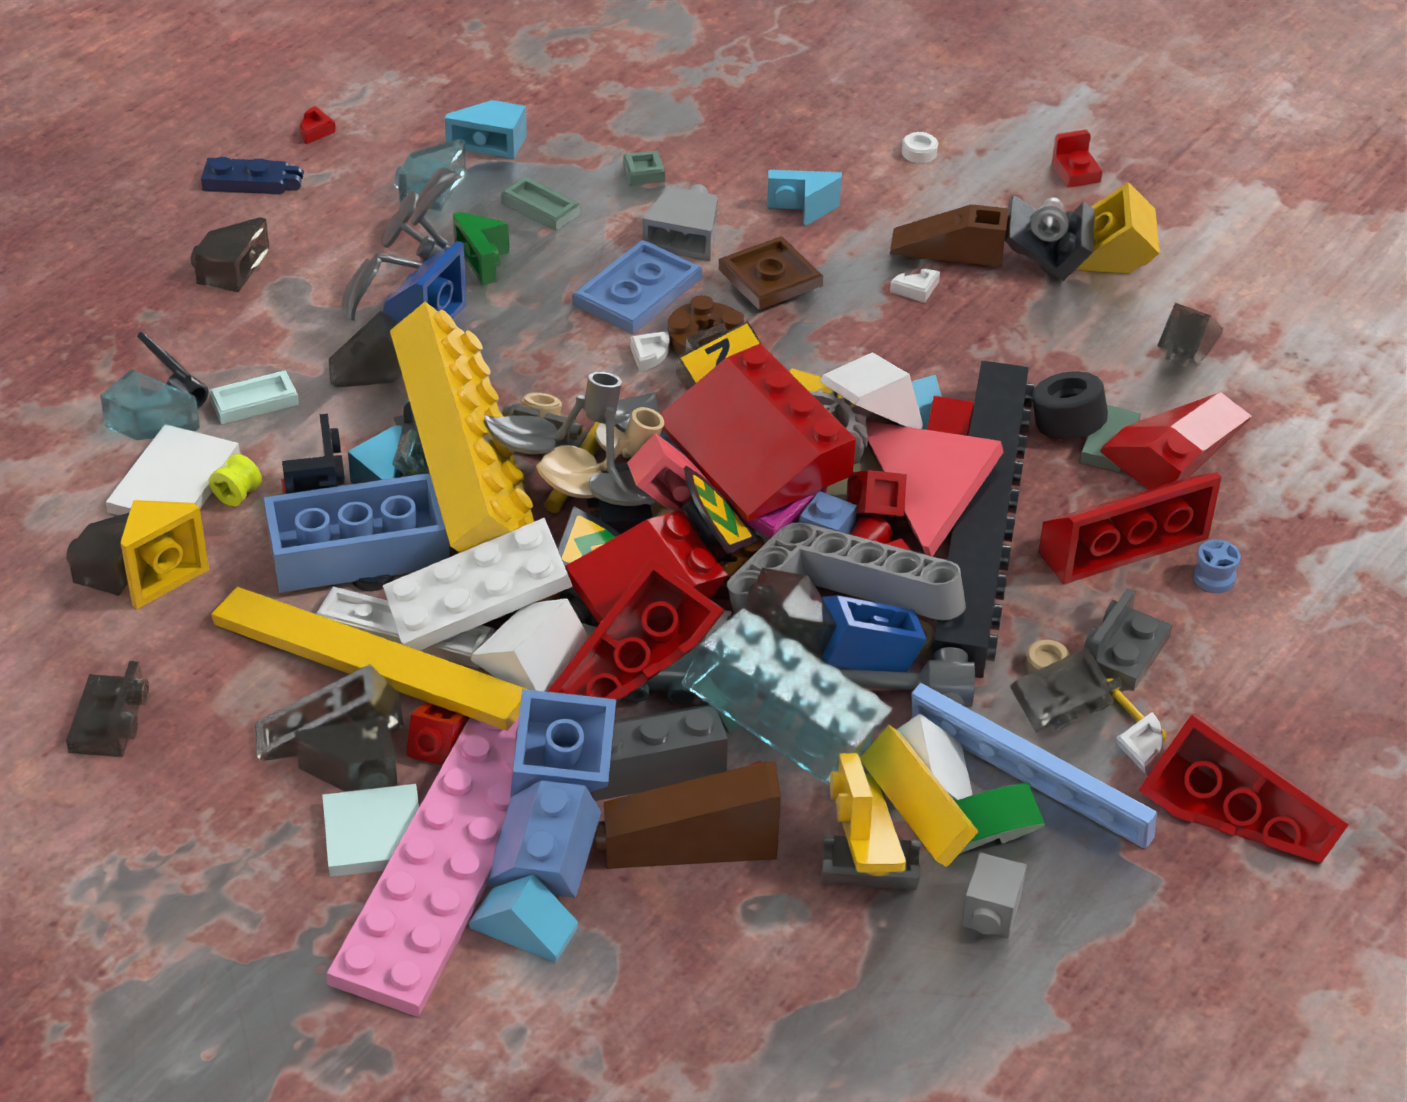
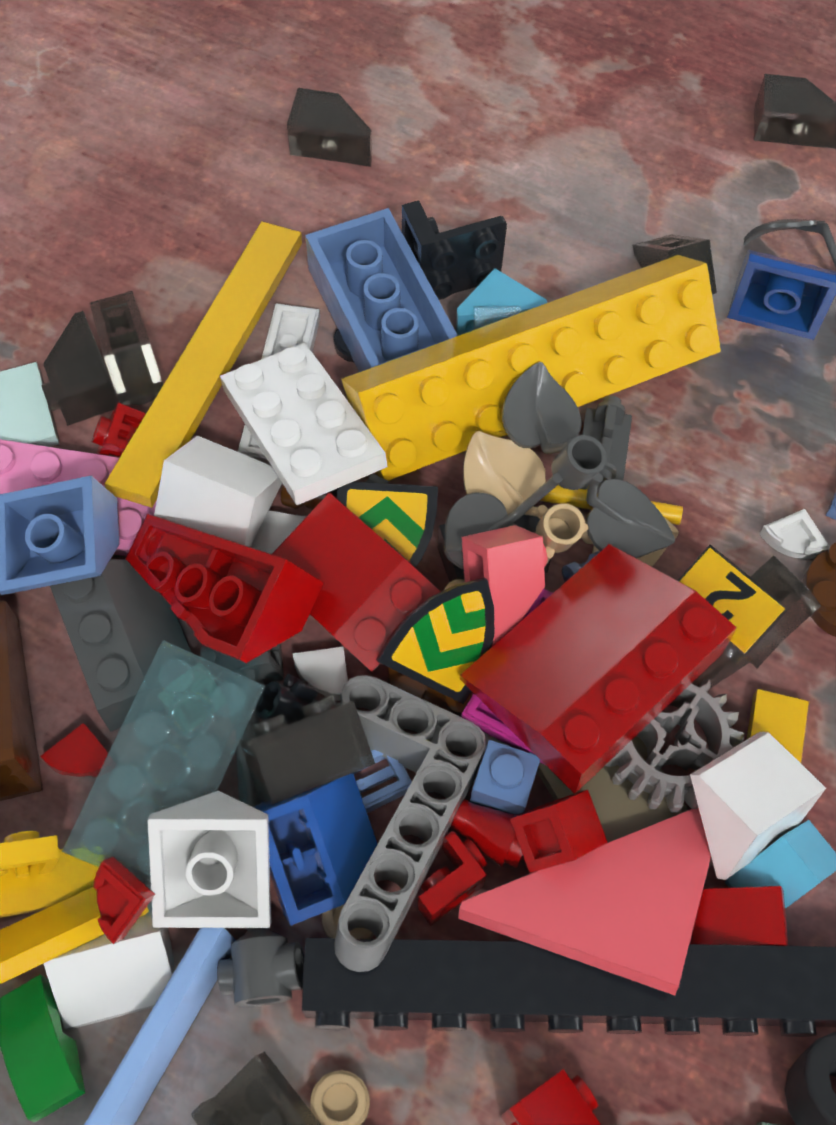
camera: 80 degrees right, 20 degrees up
(108, 713) = (126, 180): clear smoke bracket -> none
(143, 405) = (533, 101): clear light blue slope -> none
(162, 548) = (308, 148): yellow slope -> none
(172, 469) = (451, 152): white tile -> none
(181, 378) = (574, 124): black plant -> none
(235, 480) = (448, 195): neon yellow wheel -> none
(253, 397) = (589, 187): light aqua tile -> none
(543, 402) = (646, 440): tan tile -> none
(878, 659) = (210, 864): none -> white slope
(897, 719) = (119, 898): none -> red tile

